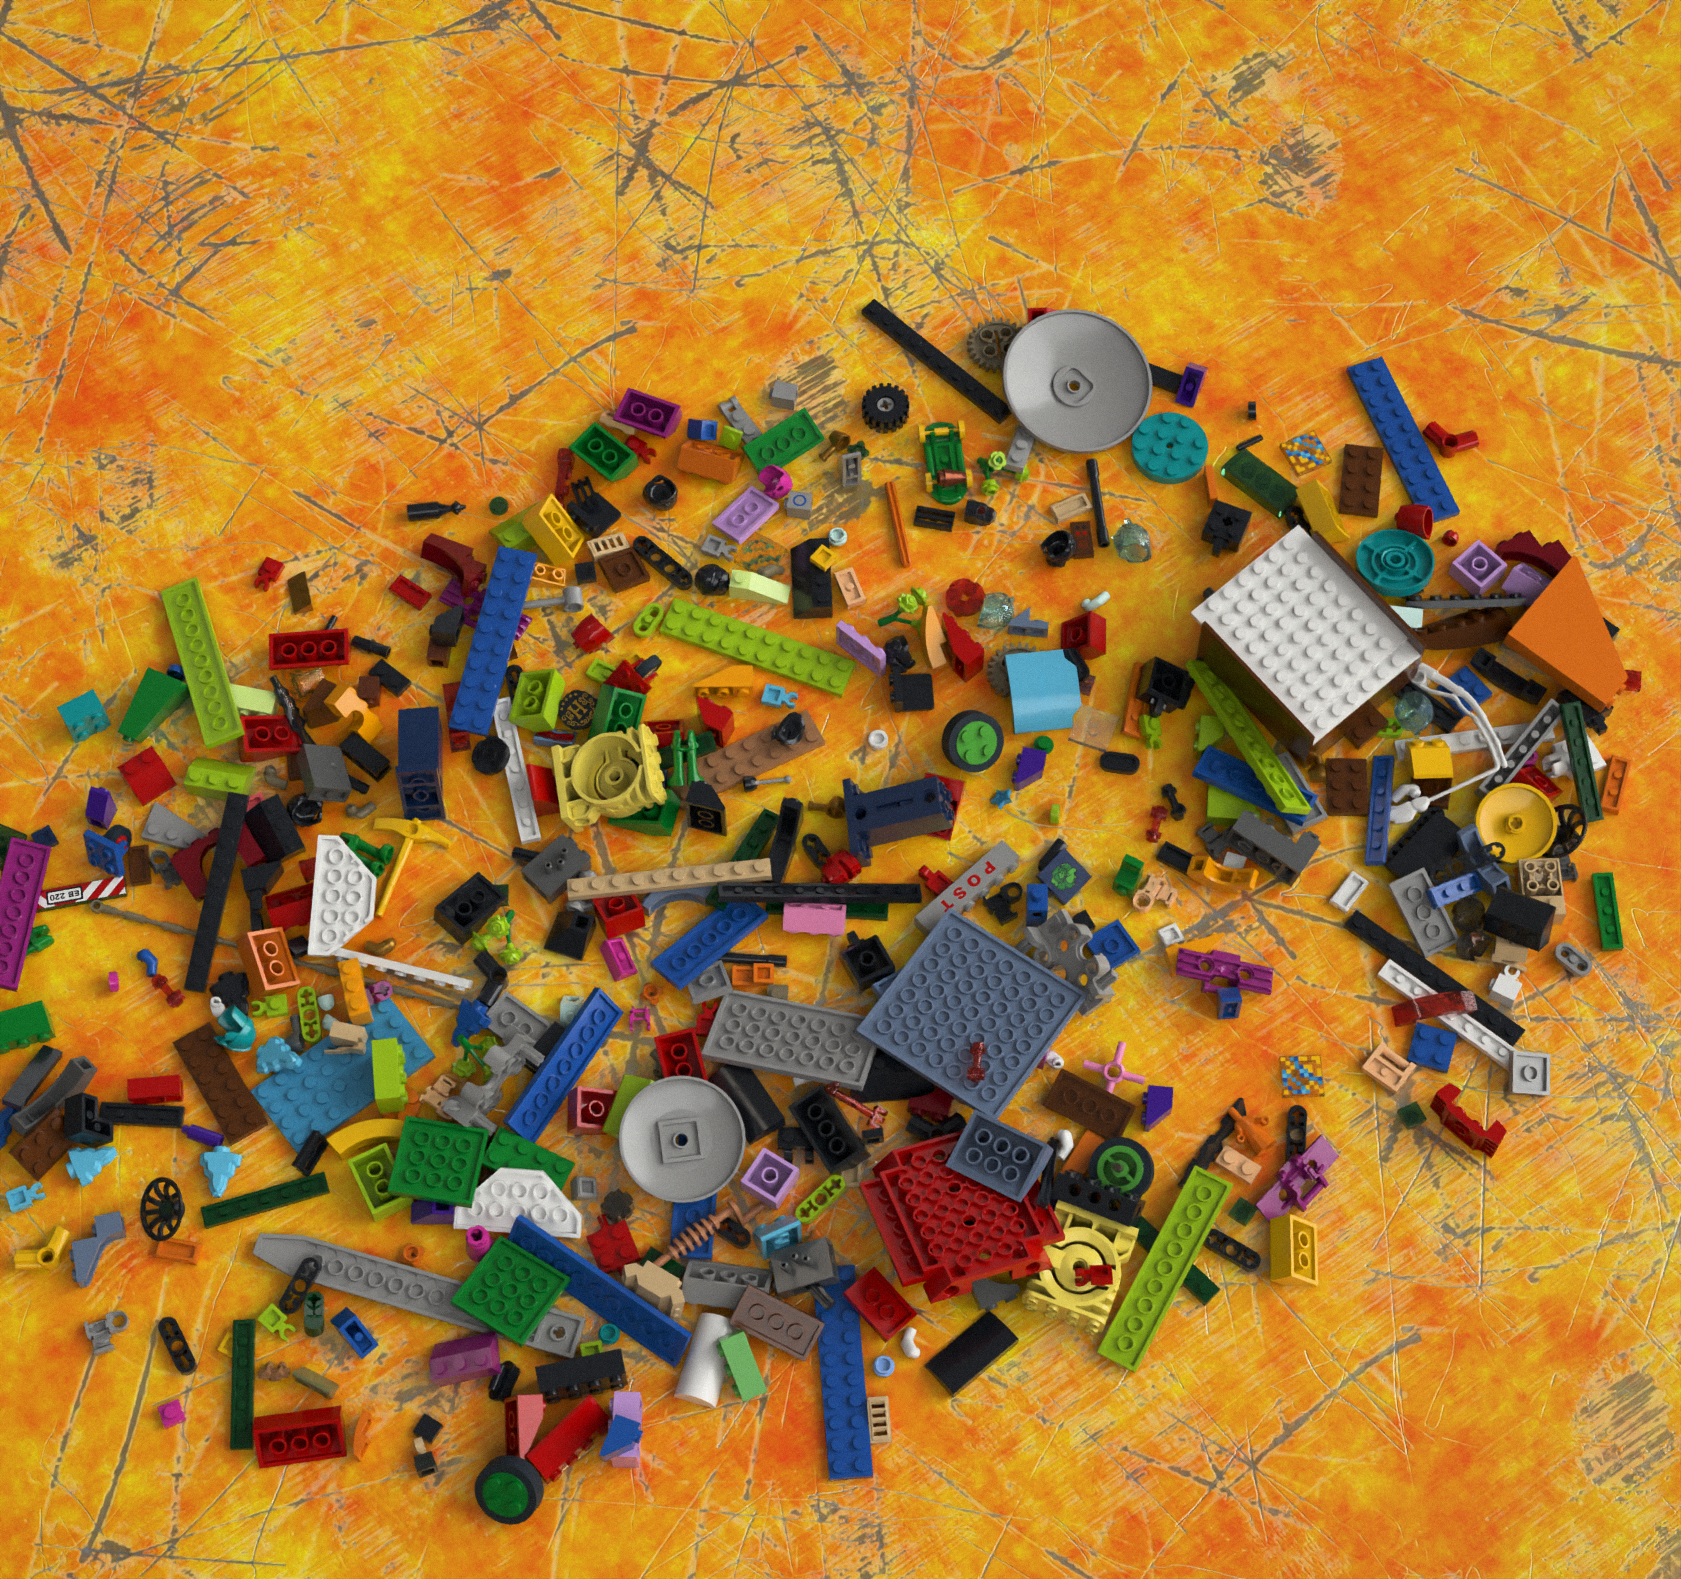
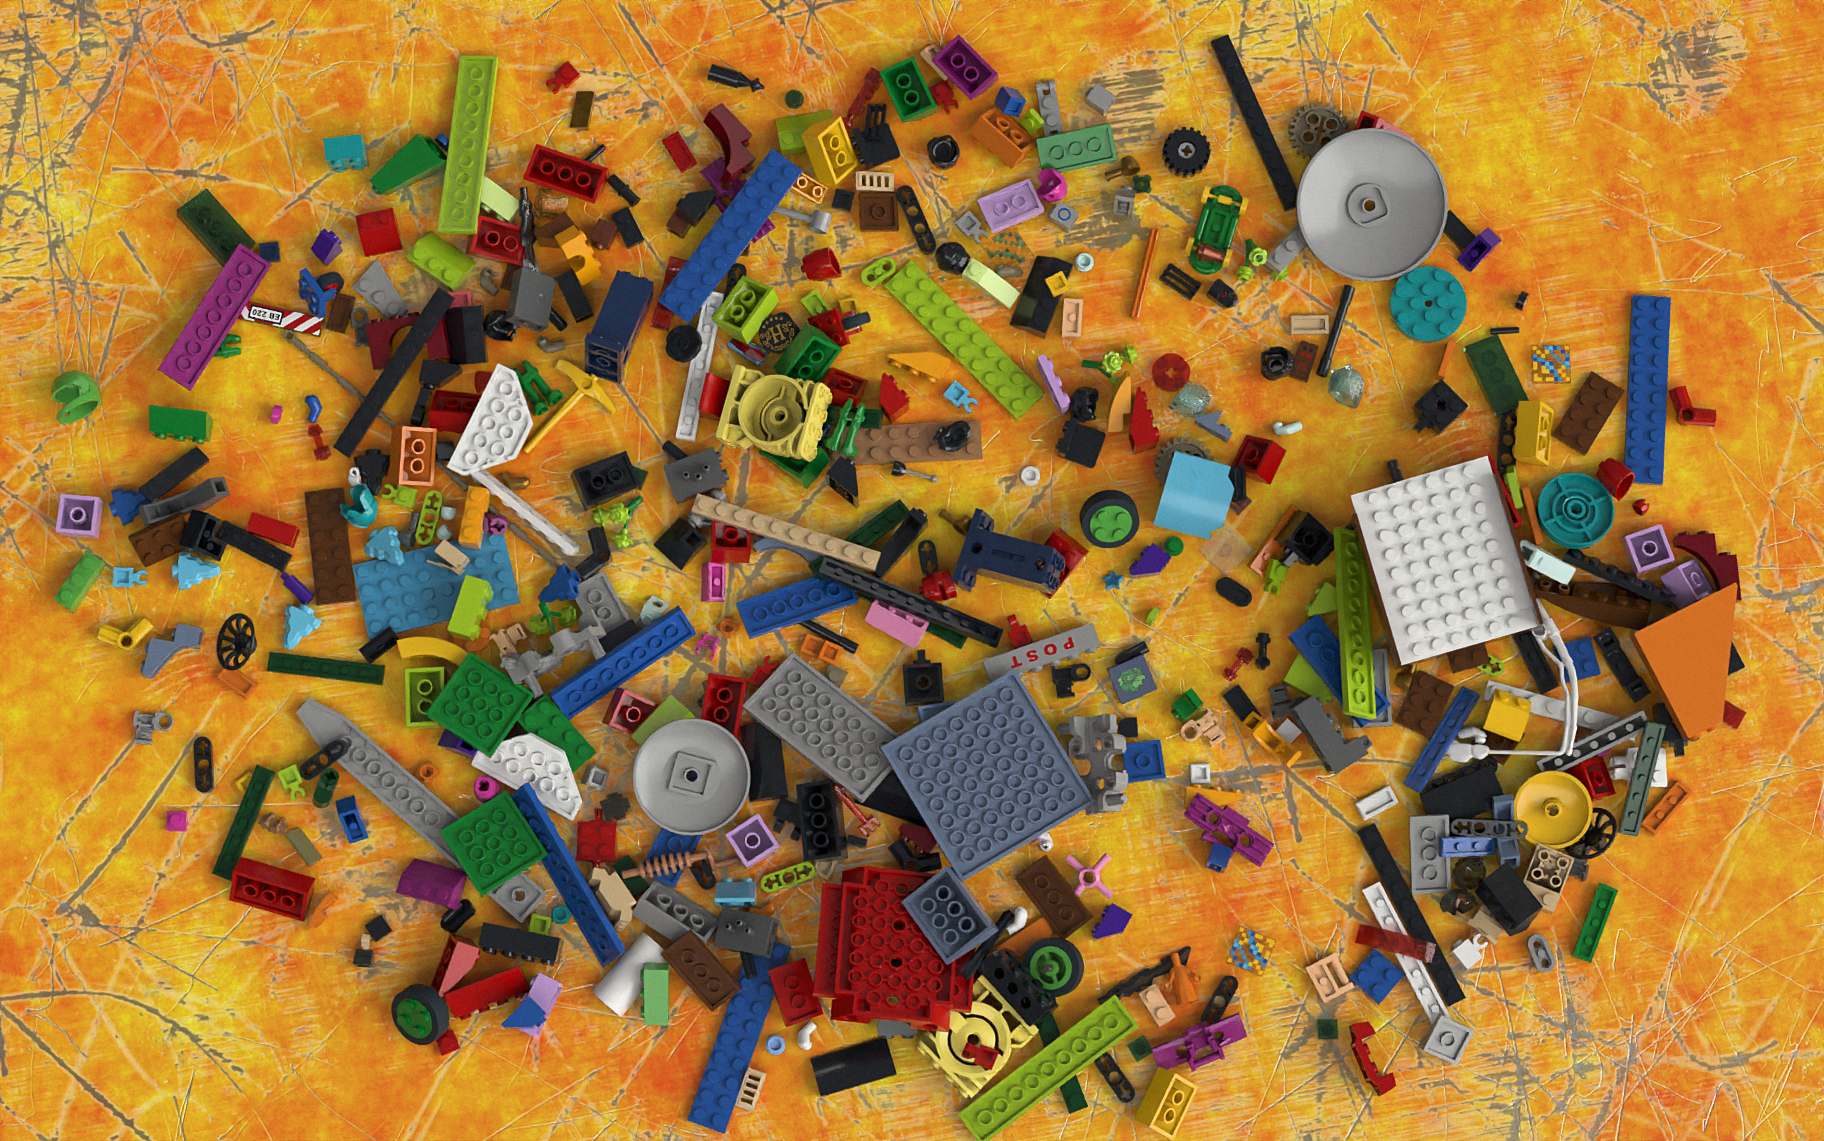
camera: 25 degrees right, 15 degrees up
(549, 1511) = (448, 1043): none -> red plate
(710, 984) = (780, 643): light grey plate -> none
(976, 1073) = (964, 833): clear red bar -> none
(1036, 902) = (1094, 695): blue torso -> none
(1414, 712) = (1516, 665): clear light blue helmet -> none

